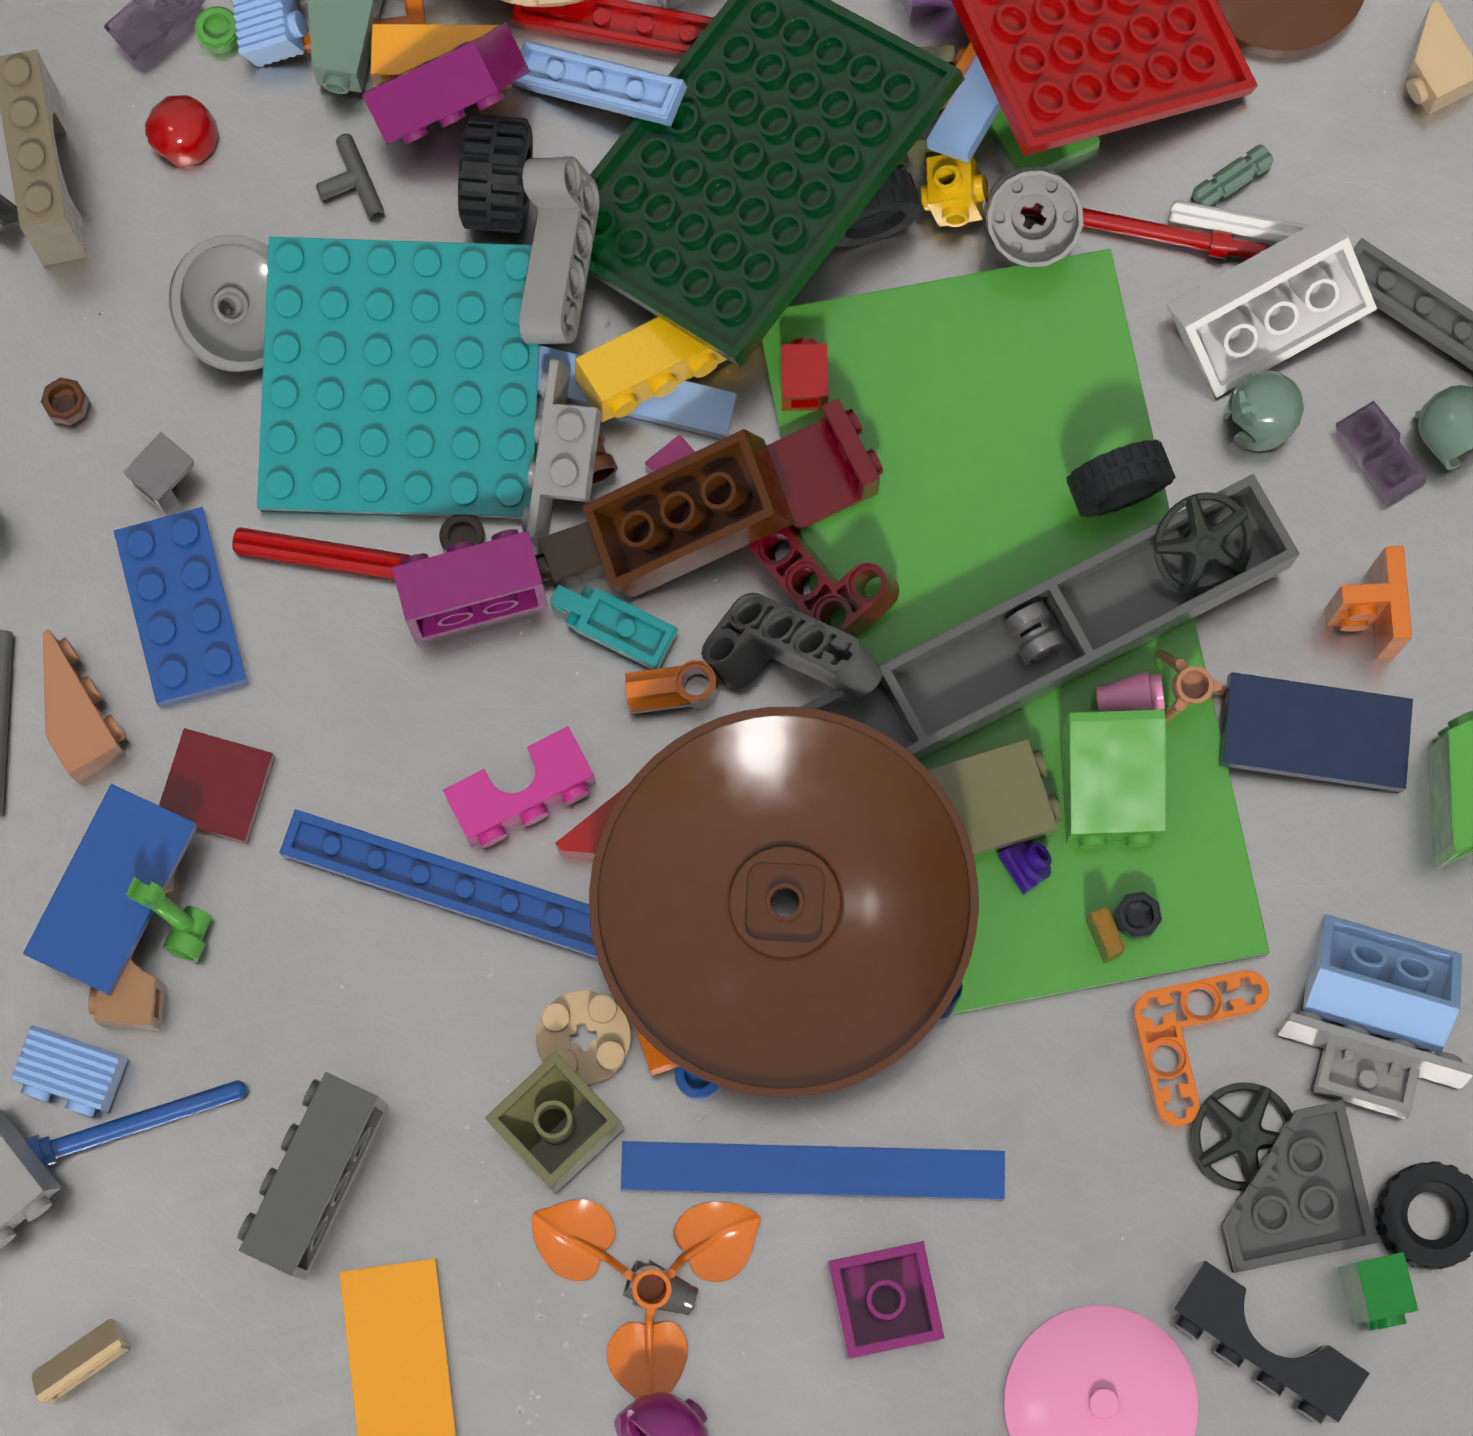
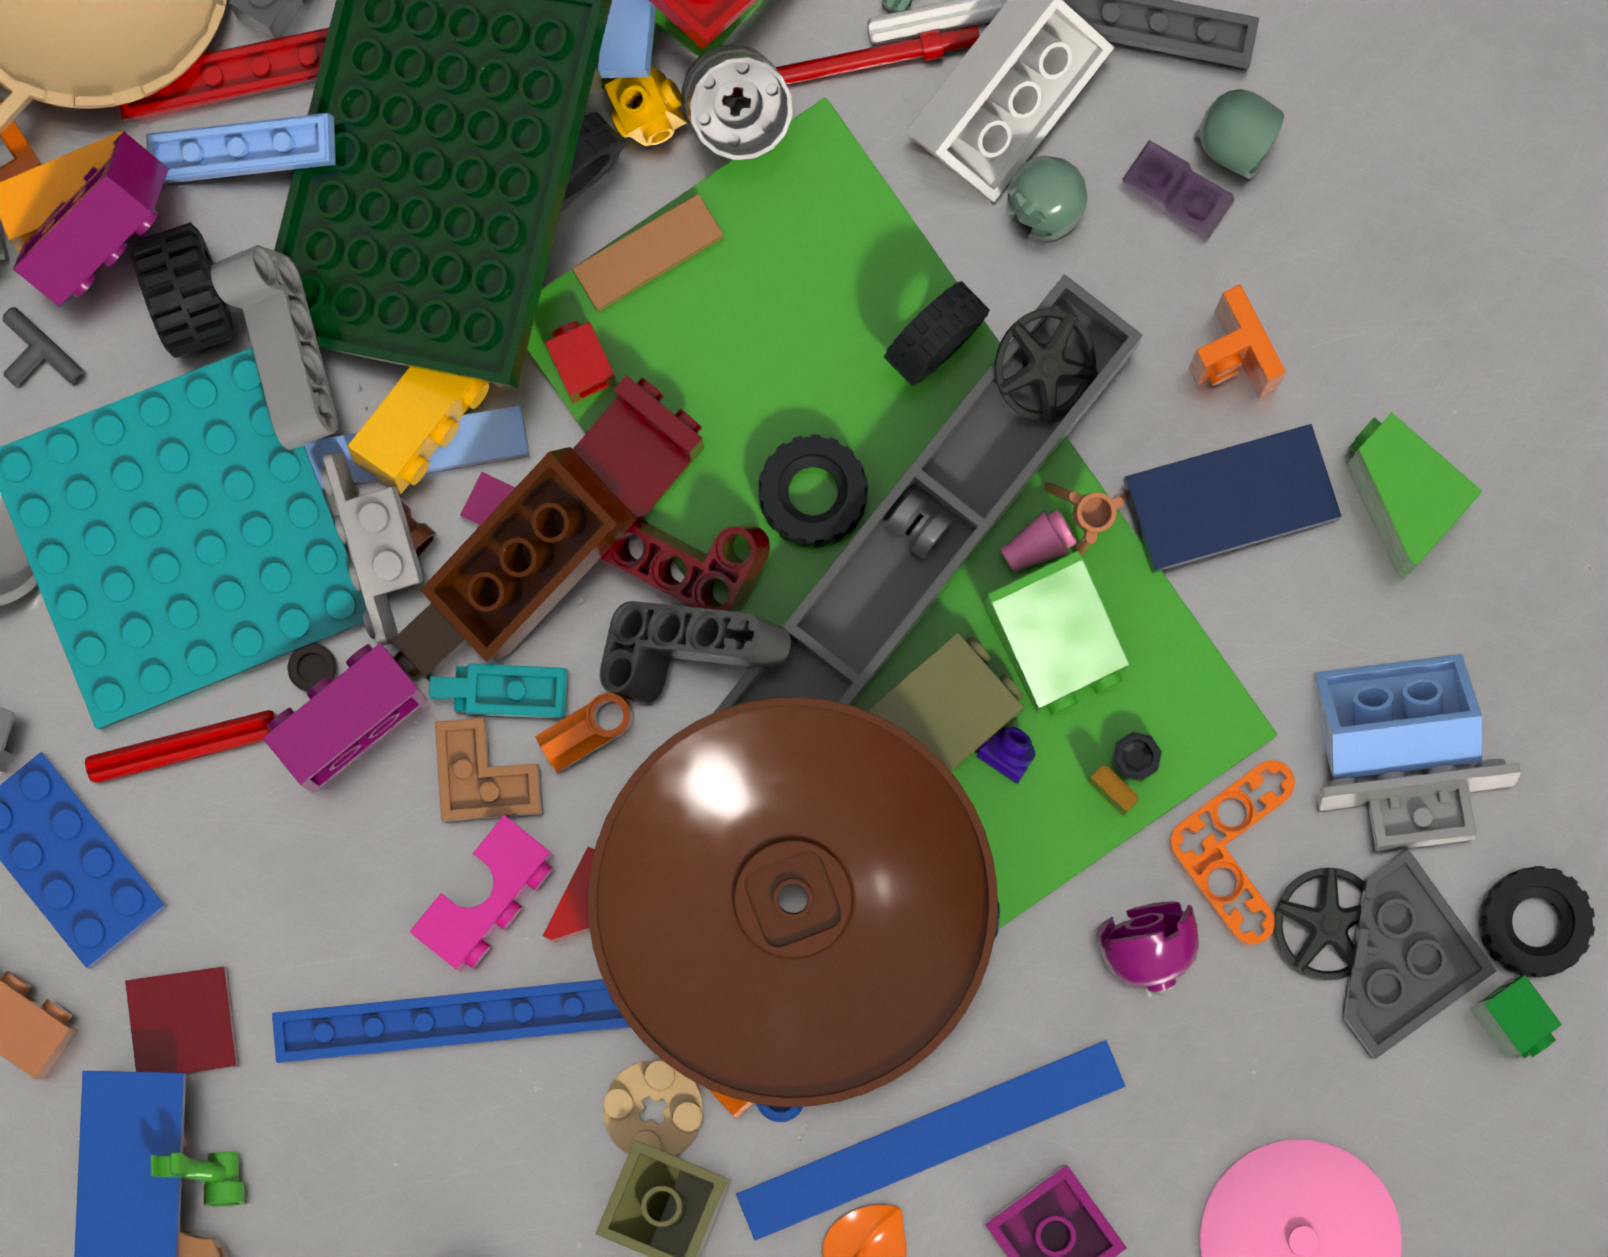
camera: 20 degrees left, 5 degrees up
(551, 691) = (470, 786): none -> medium nougat plate
(902, 312) = (648, 253): none -> medium nougat tile
(962, 534) = (803, 454): none -> black tyre
(1080, 1085) = (1151, 946): none -> magenta cylinder
(1320, 1380) = (1496, 1125): black arch -> none

